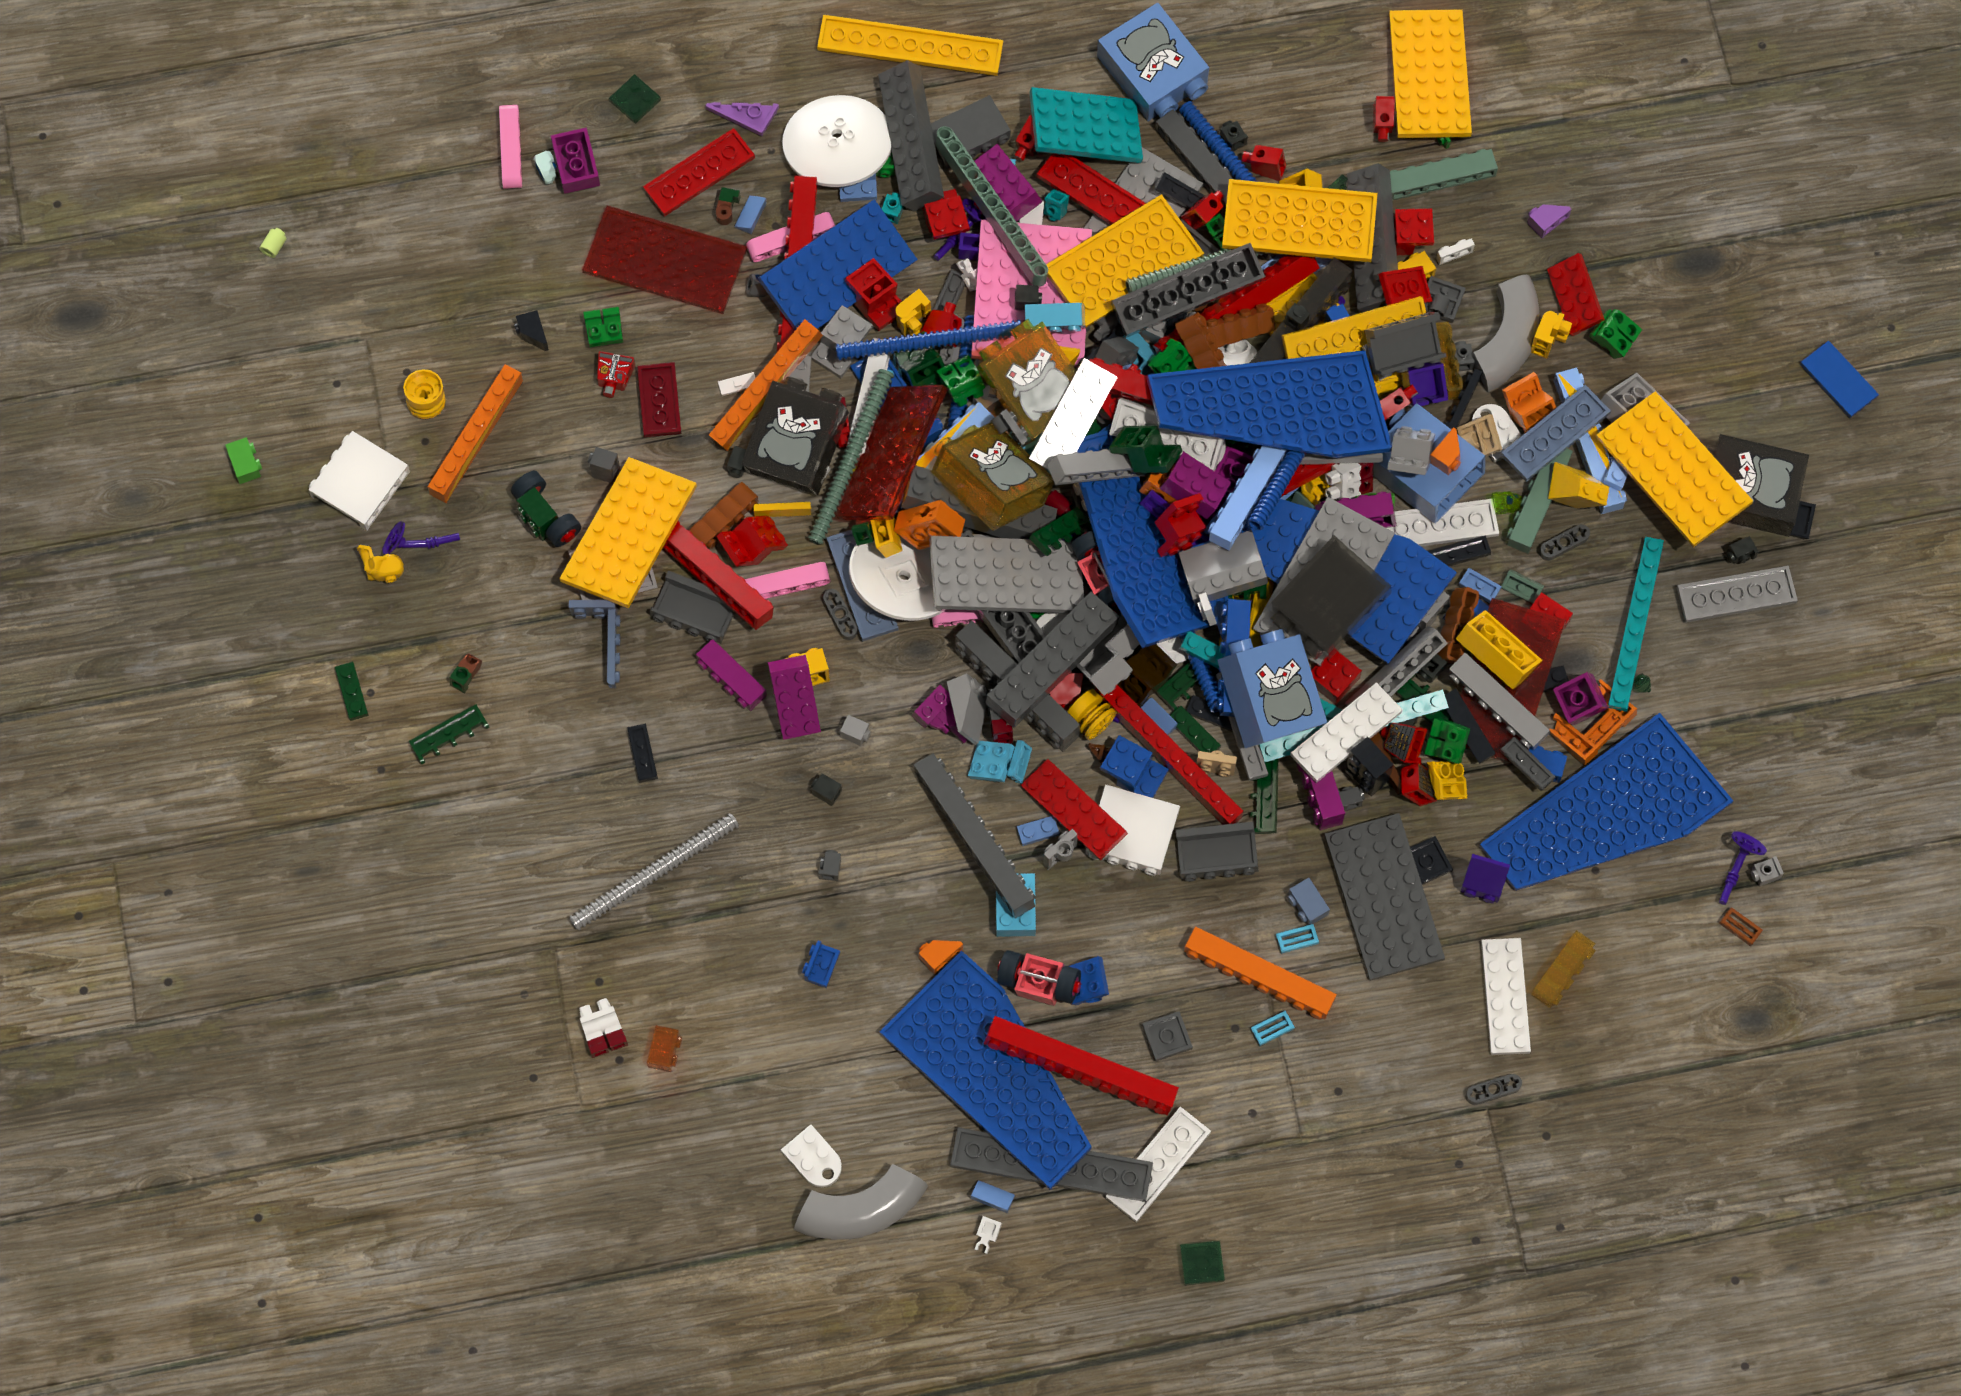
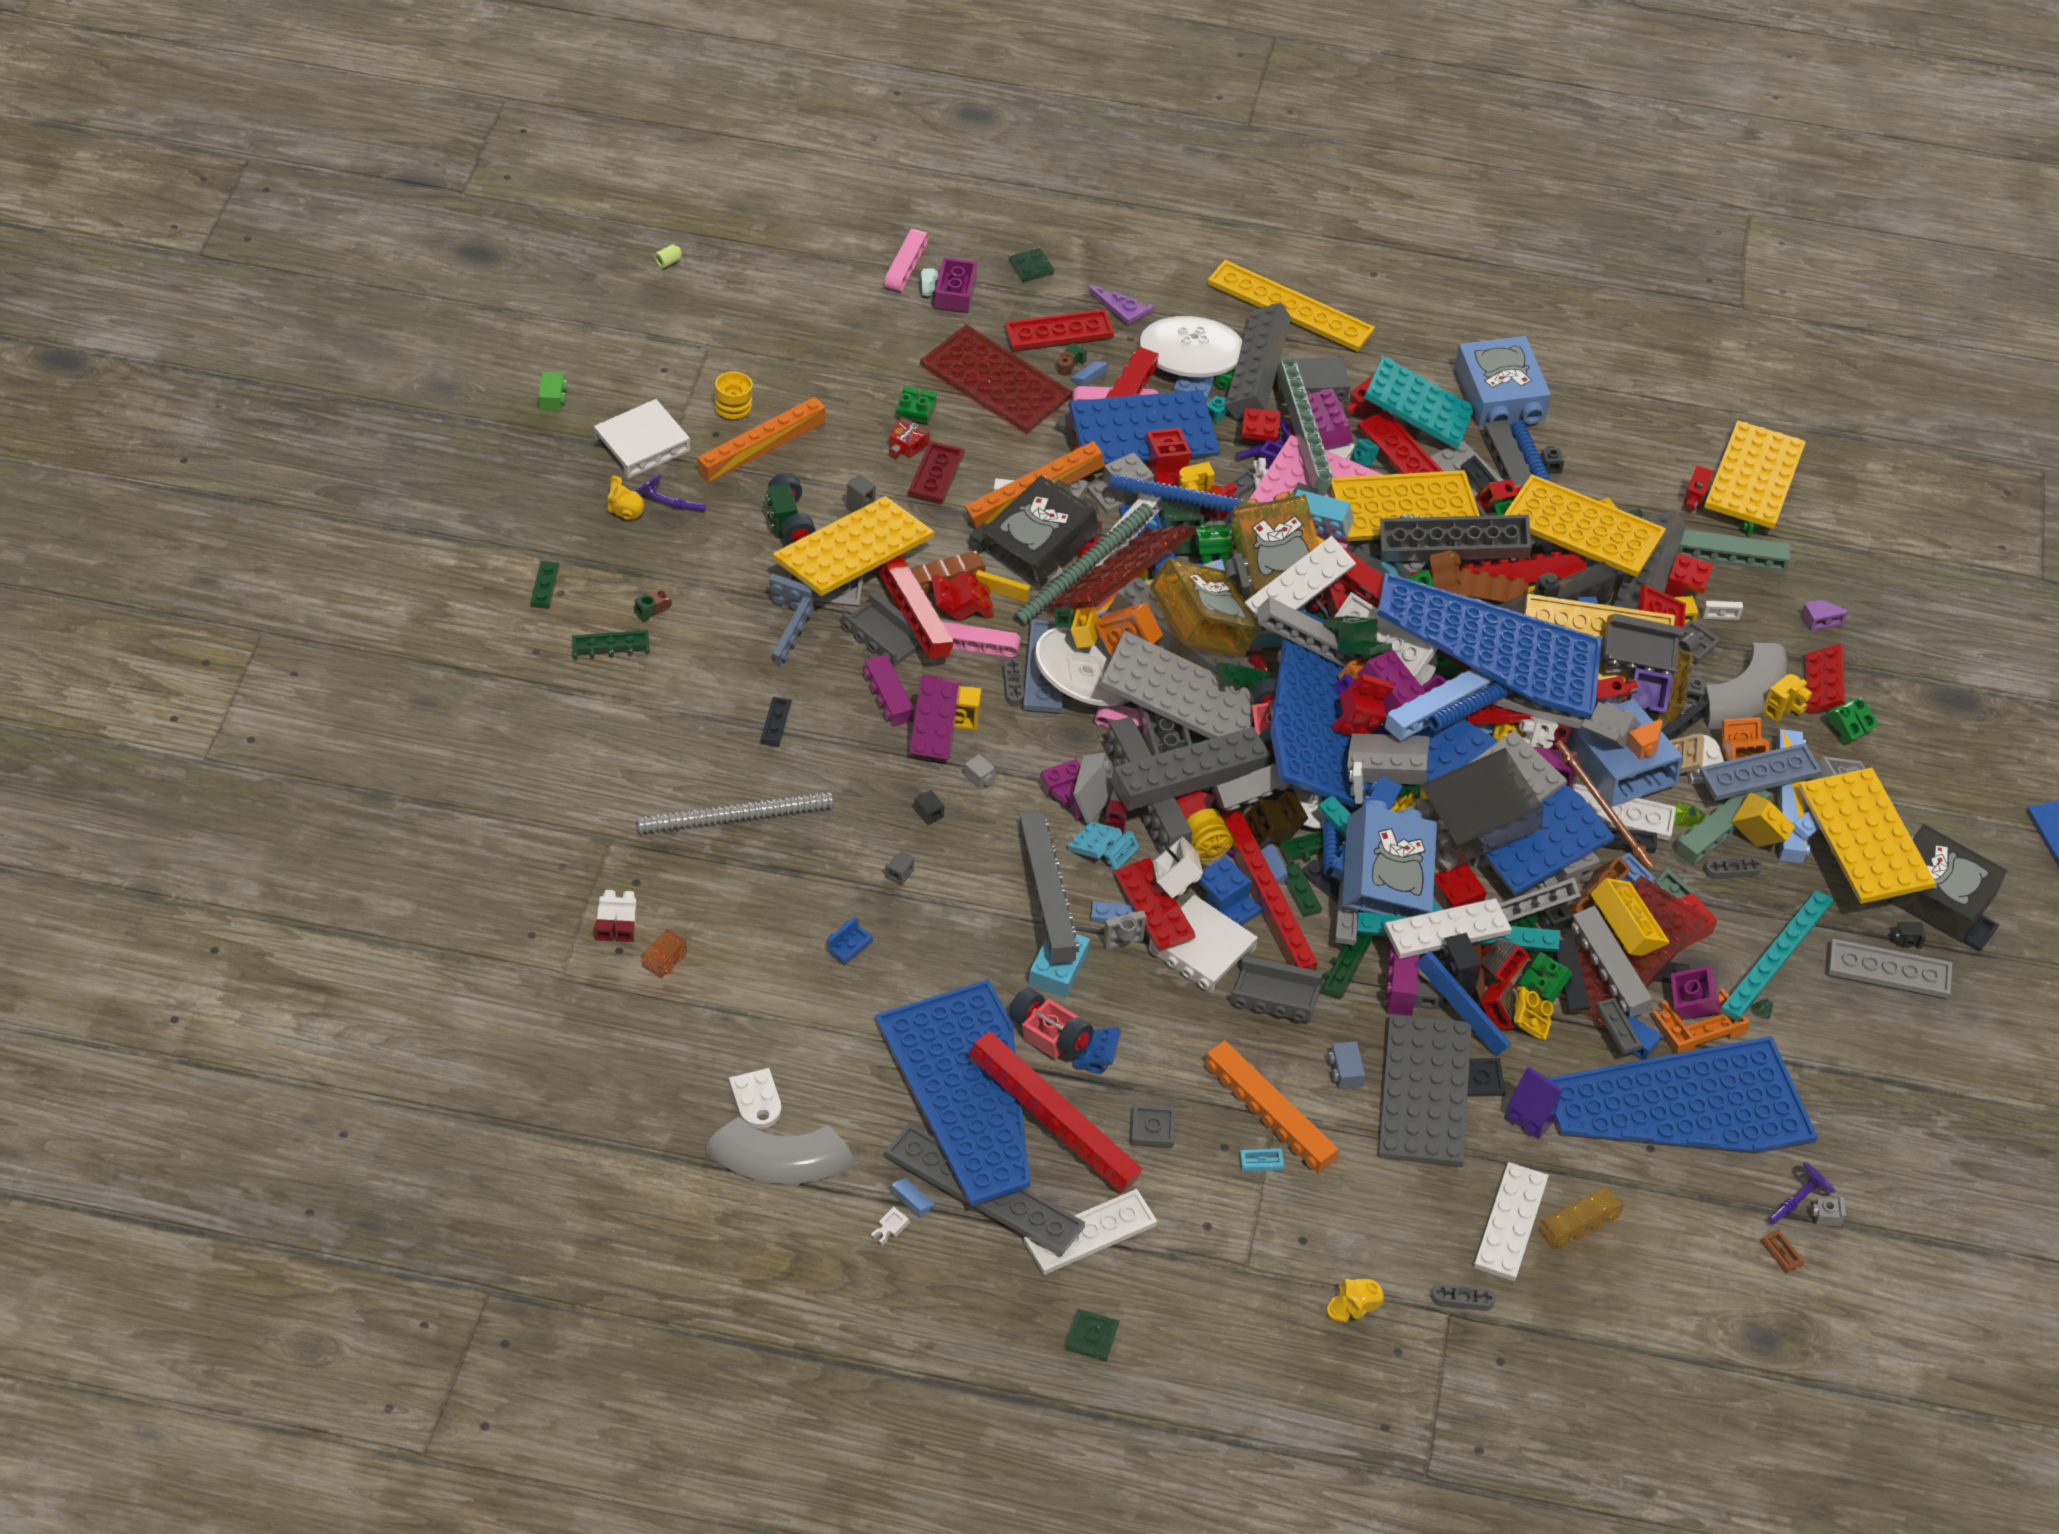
camera: 20 degrees right, 20 degrees down
(531, 329) = (852, 386): black slope -> none
(939, 953) = (965, 973): orange slope -> none
(1082, 772) = (1175, 875): none -> white piece
(1217, 763) = (1310, 915): tan plate -> none
(1266, 161) = (1575, 480): red torso -> none
(1315, 941) = (1322, 1096): medium azure tile -> none
(1386, 801) = (1463, 1003): none -> blue tile
(1406, 1134) = (1355, 1298): none -> yellow head
(1477, 563) = (1638, 850): none -> dark orange bar

